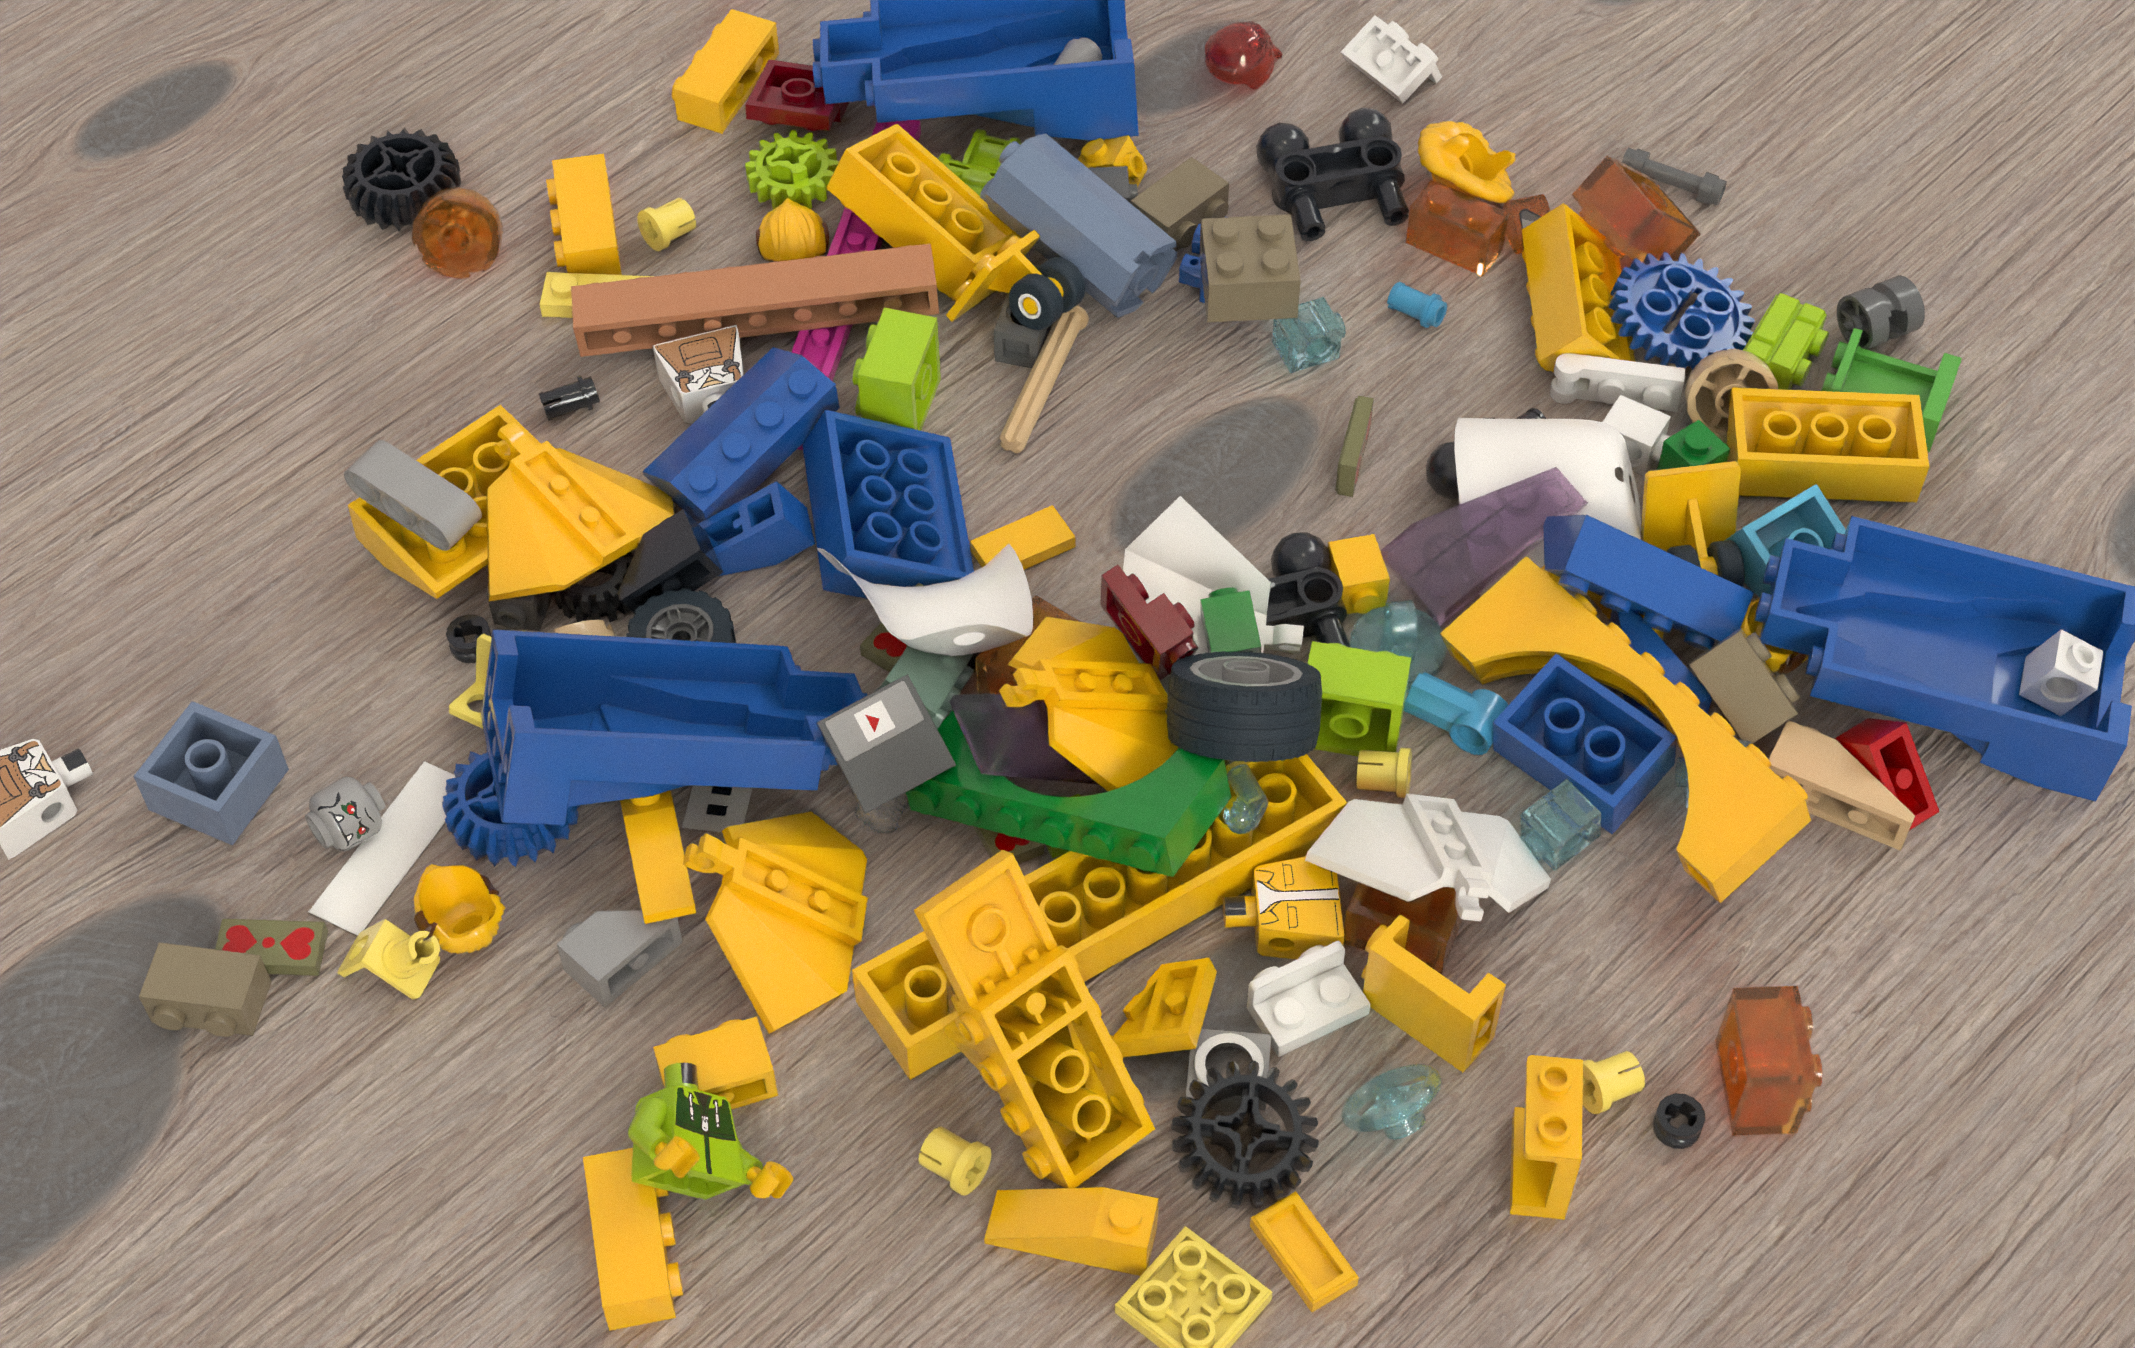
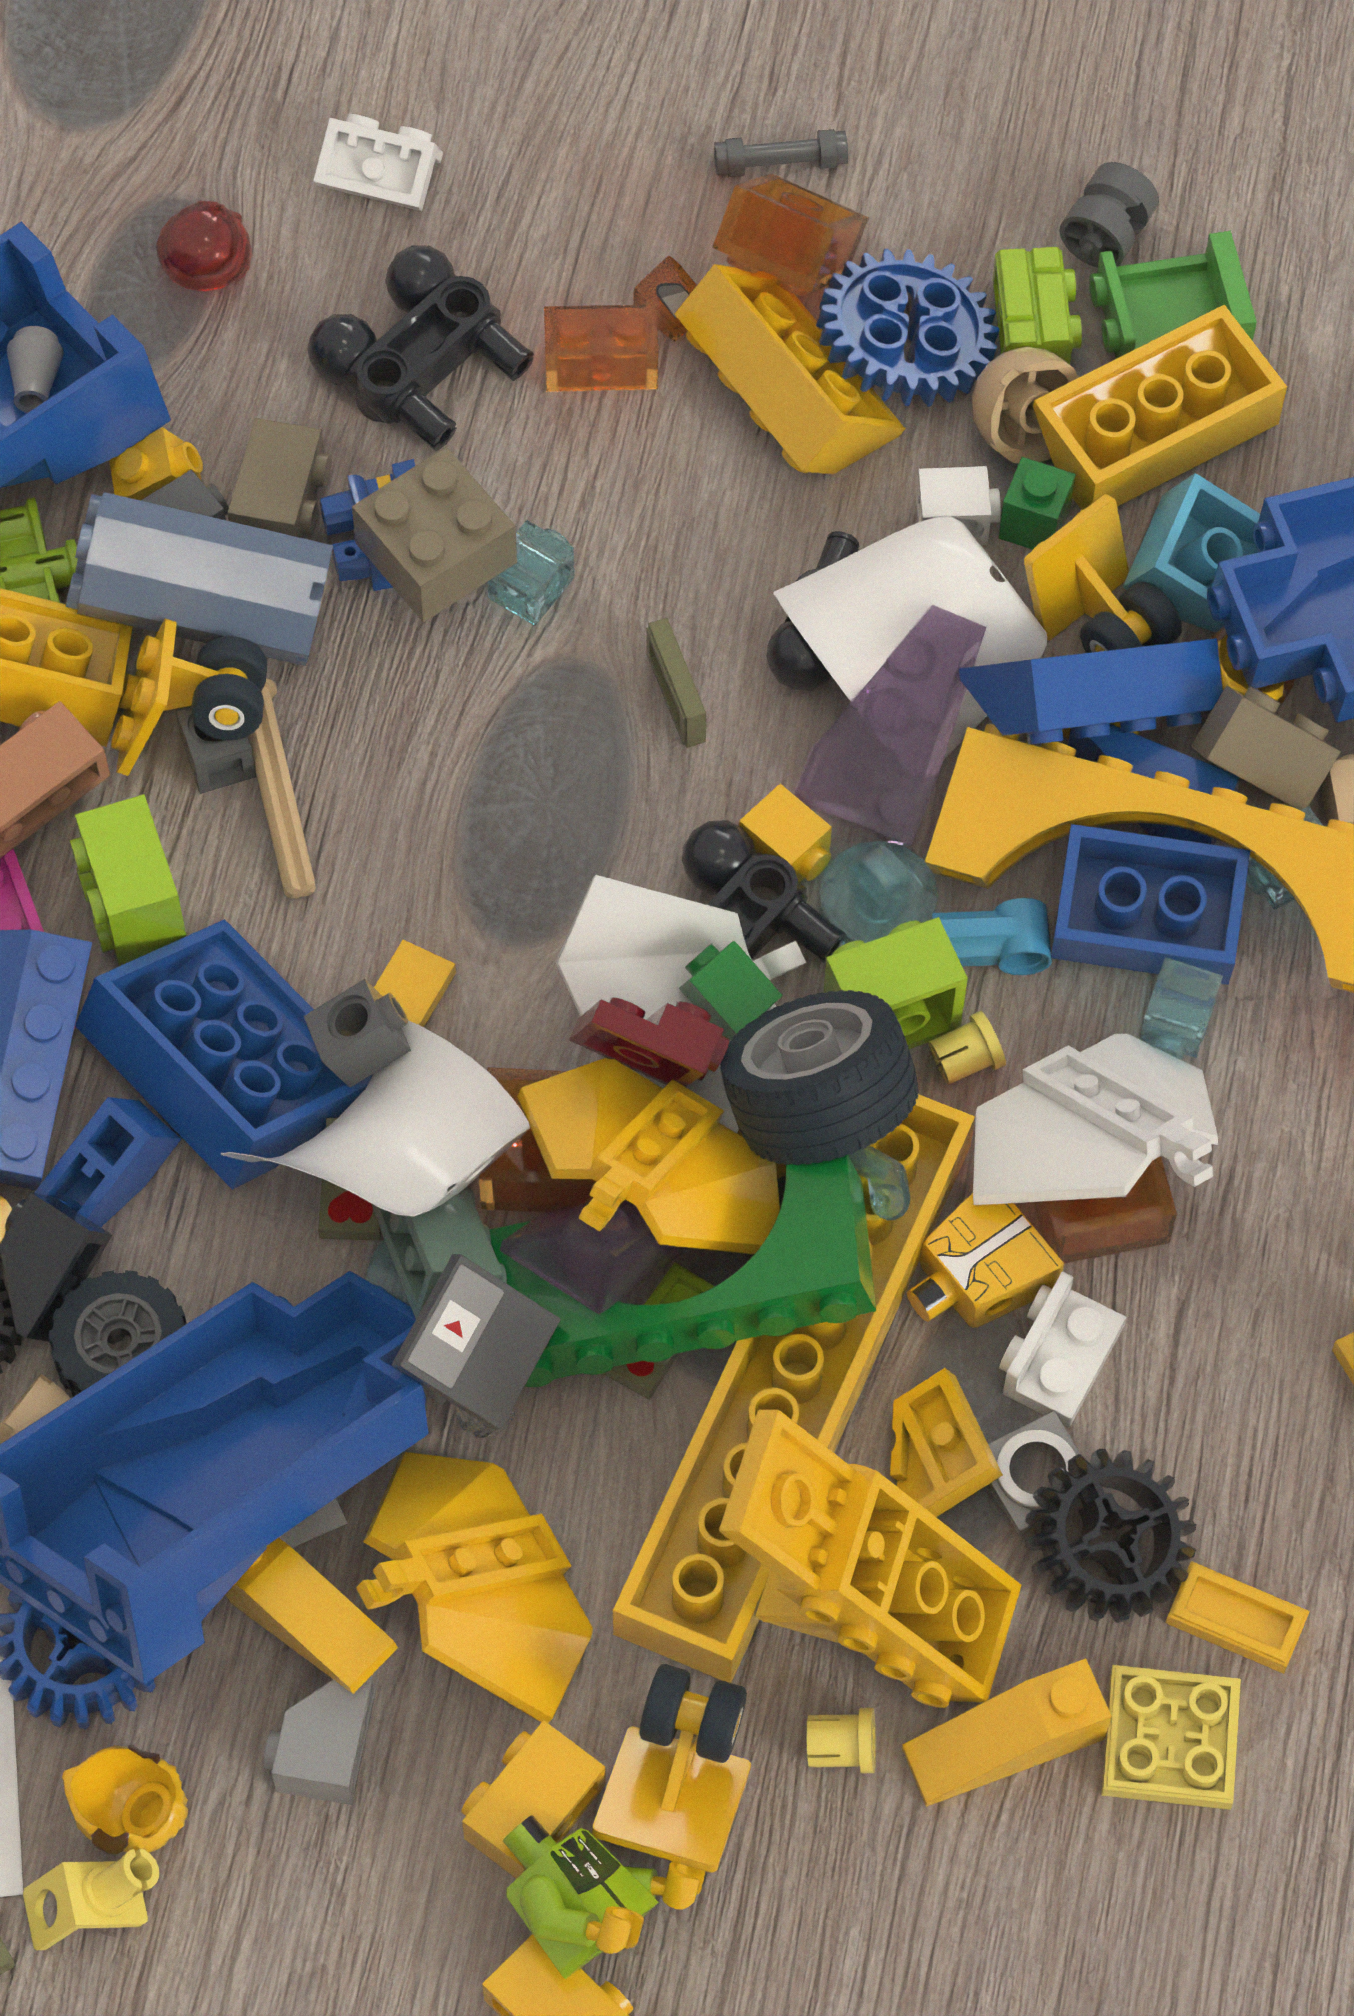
camera: 35 degrees left, 10 degrees up
(819, 1114) = (680, 1792): none -> yellow plate
(971, 534) = (358, 1032): none -> dark grey brick
(1396, 1107) = (1234, 1413): clear light blue piece -> none
(1414, 303) = (620, 467): dark azure pin -> none
(1427, 1003) = (1186, 1285): yellow panel -> none
(1465, 162) = (560, 260): yellow piece -> none
(1608, 378) = (896, 450): white plate -> none

